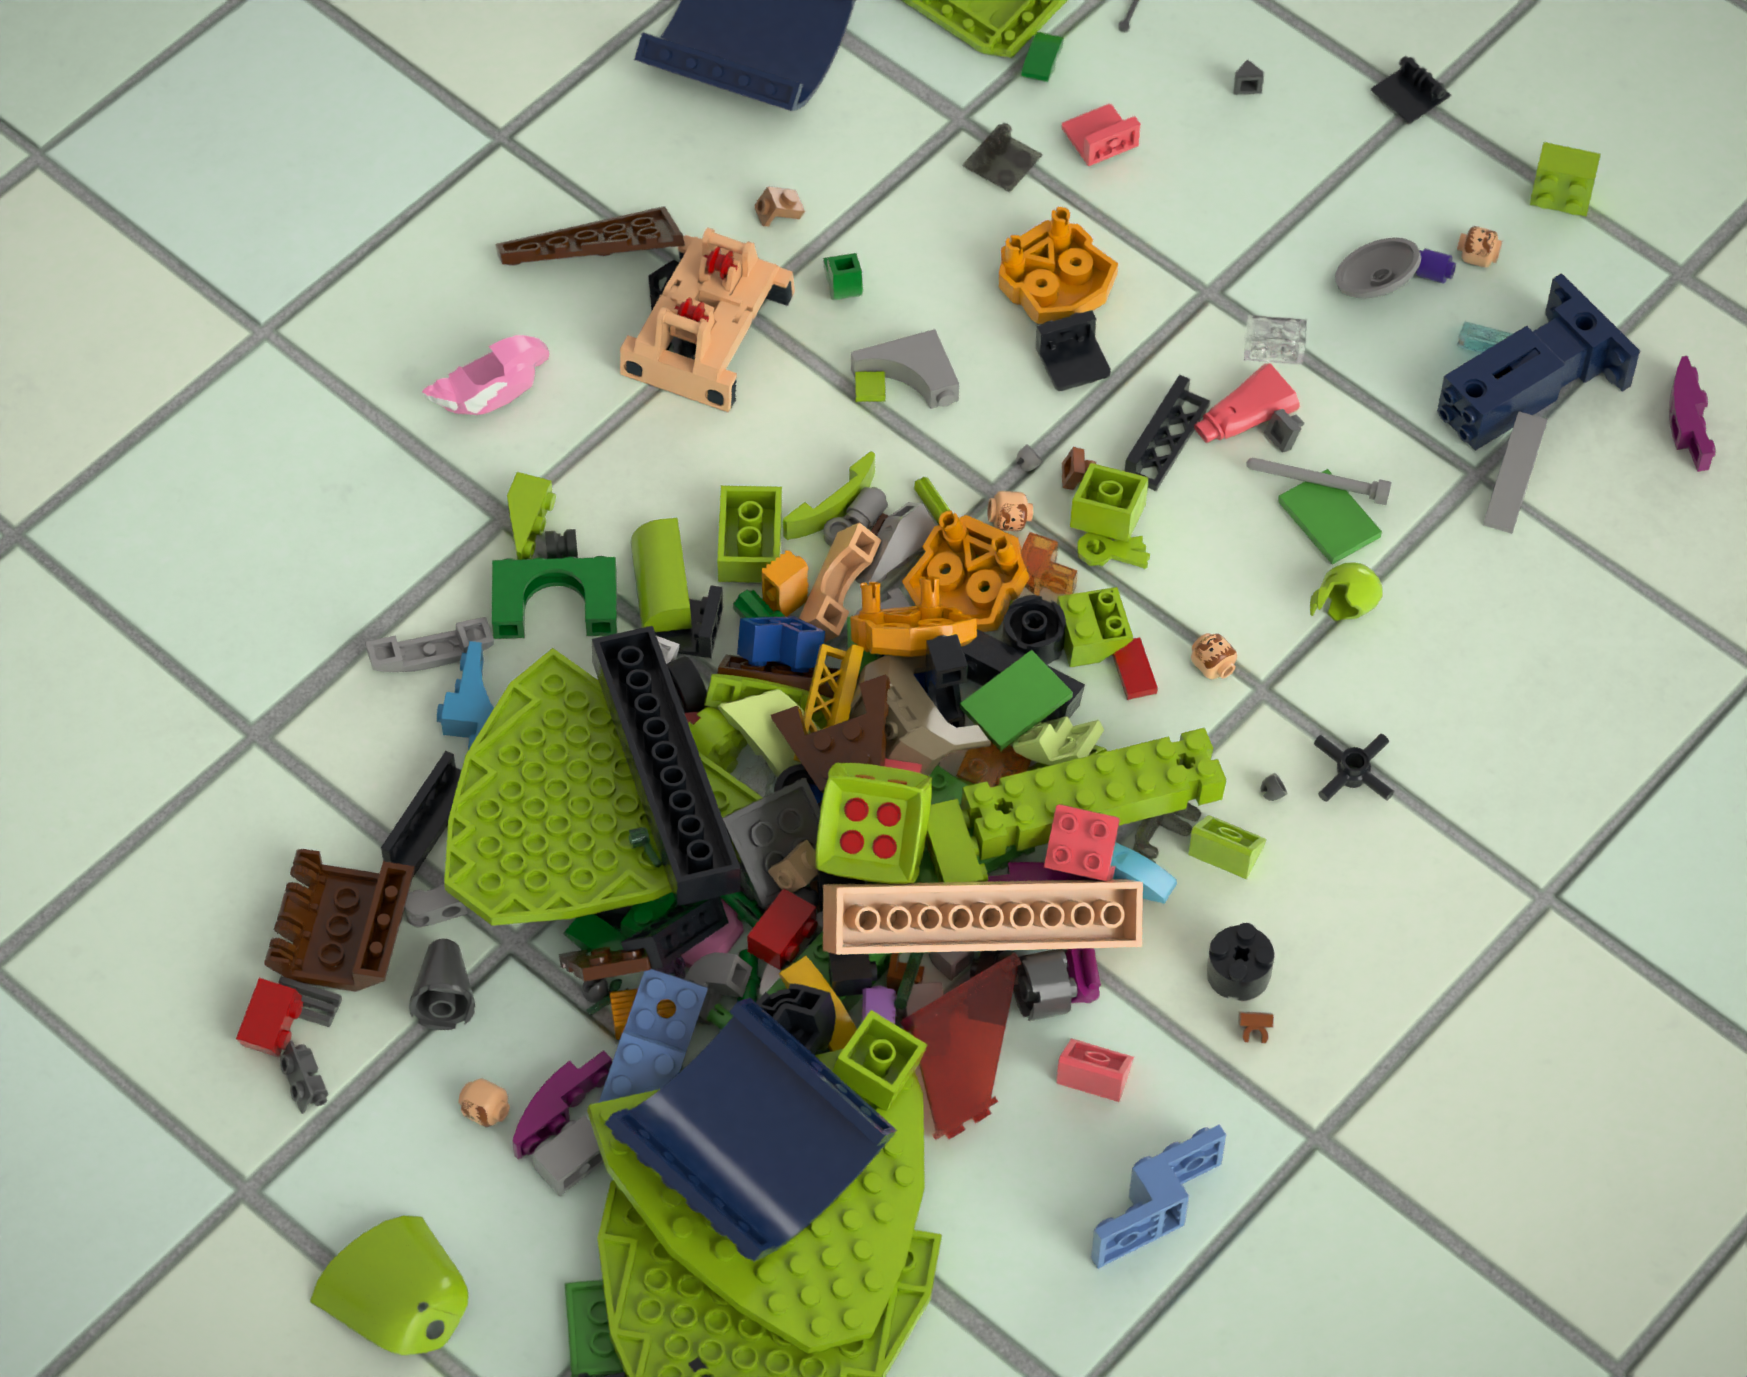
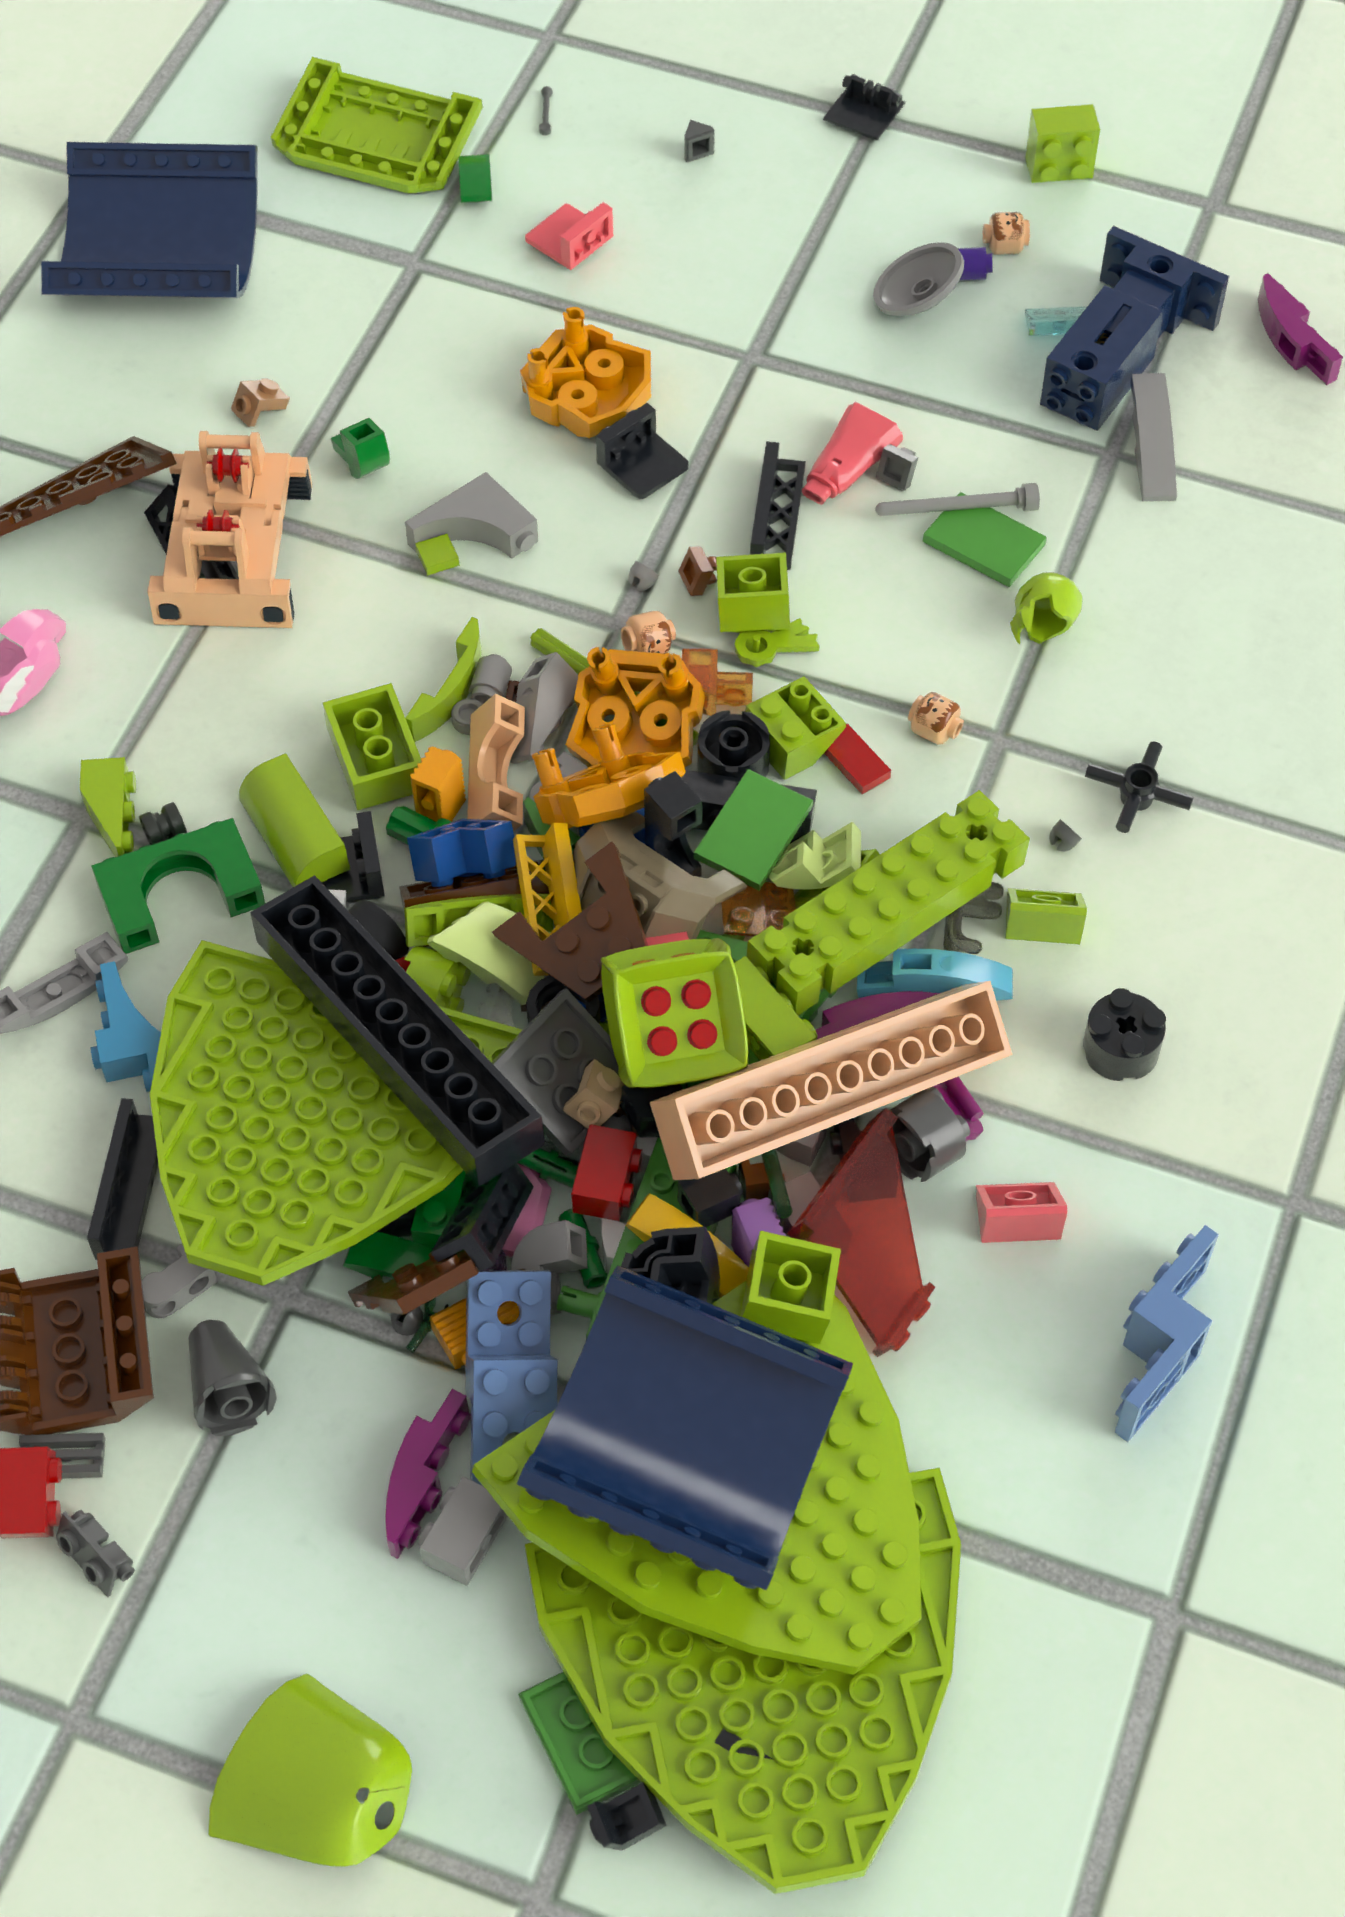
camera: 20 degrees left, 0 degrees up
(484, 1102) = (331, 1503): light nougat head -> none
(640, 838) = (401, 1121): clear green hand -> none
(1002, 158) = (477, 287): clear smoke hinge -> none
(1082, 843) = (907, 958): coral bracket -> none
(1255, 1021) = (1170, 1095): dark orange tile -> none
(1275, 339) = (846, 380): clear brick -> none

